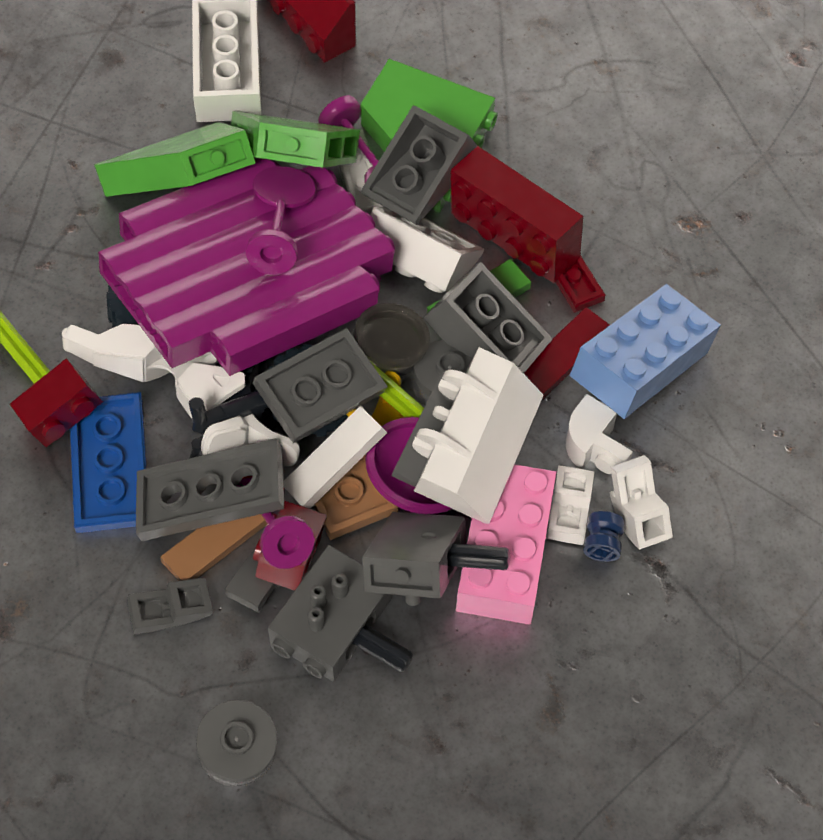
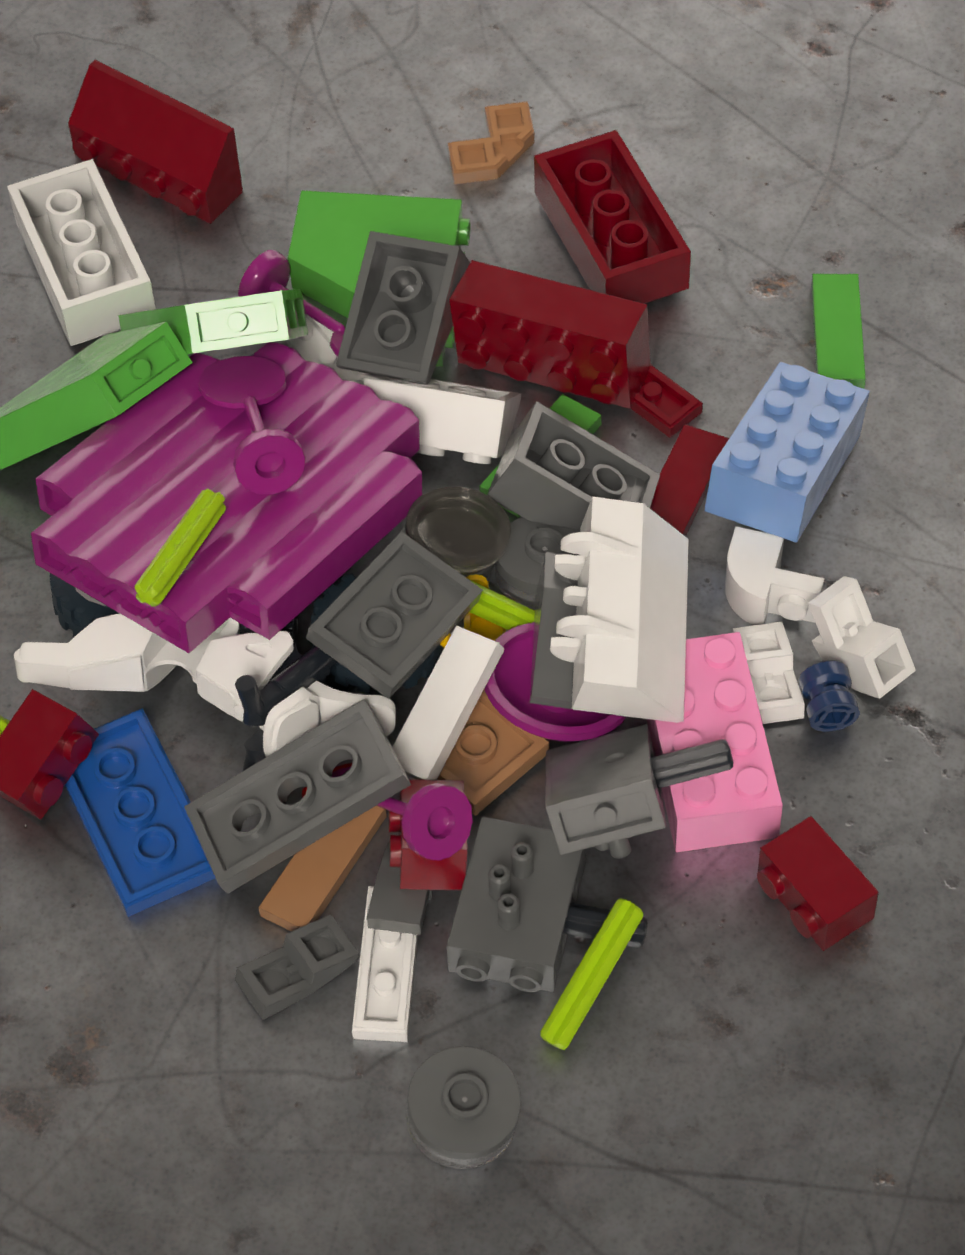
camera: 15 degrees left, 5 degrees down
(188, 294) = (180, 547): none -> lime axle
(222, 638) = (384, 984): none -> white tile
(358, 680) = (591, 974): none -> lime axle
(532, 71) = (488, 158): none -> medium nougat tile
(539, 668) = (816, 883): none -> dark red brick
(593, 145) = (611, 219): none -> dark red brick
(722, 271) = (838, 327): none -> bright green tile

